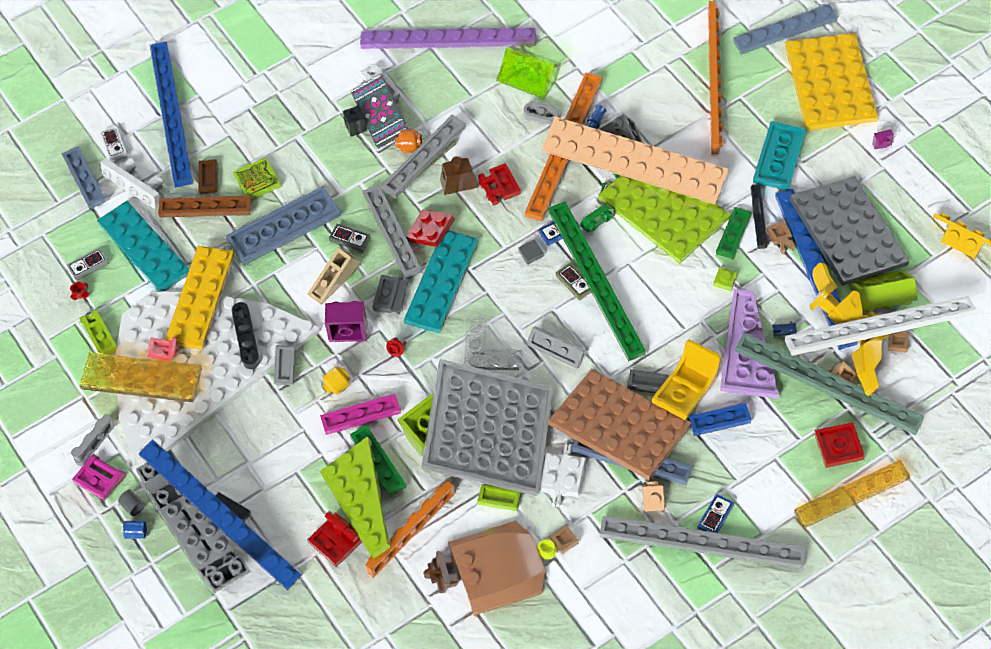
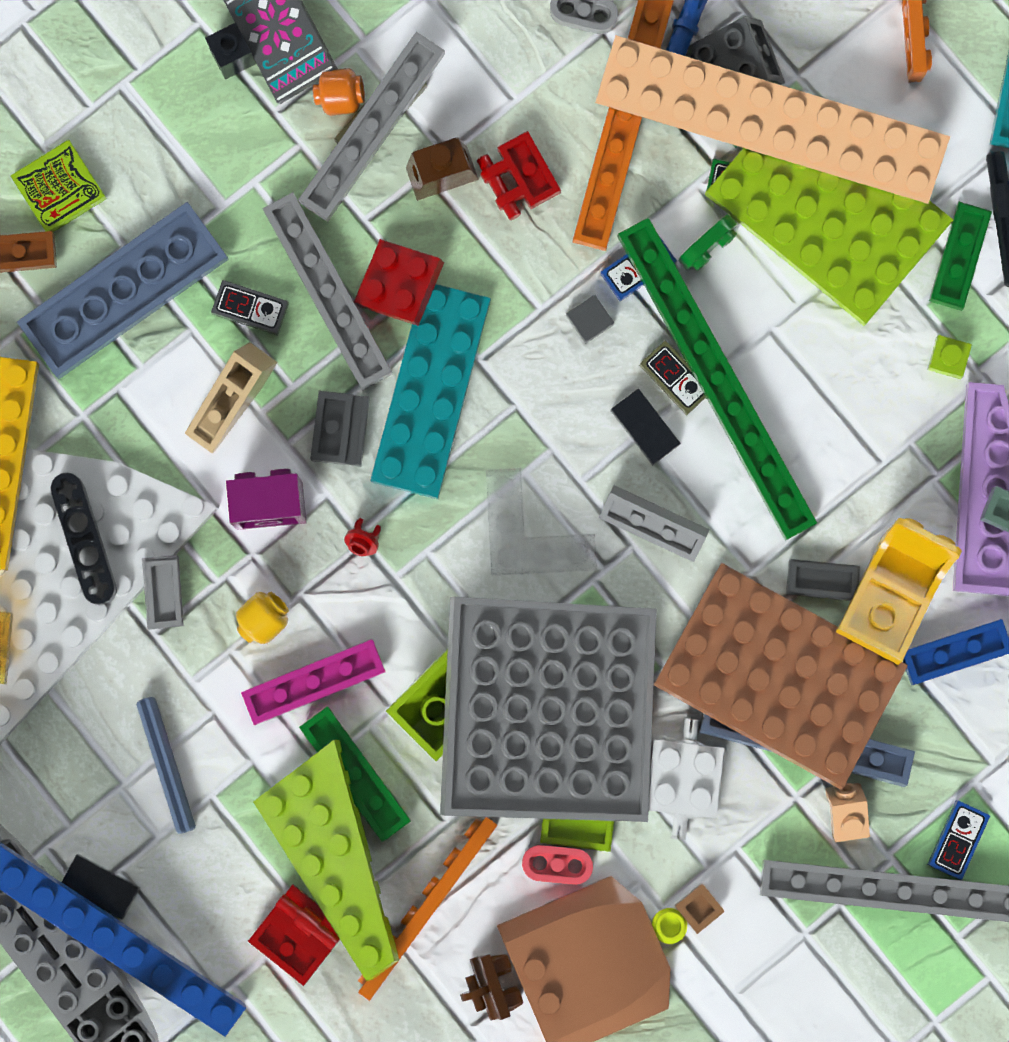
camera: 10 degrees left, 25 degrees up
(274, 452) = (165, 765): none -> sand blue axle
(486, 513) = (557, 864): none -> coral plate
(556, 303) = (645, 427): none -> black tile

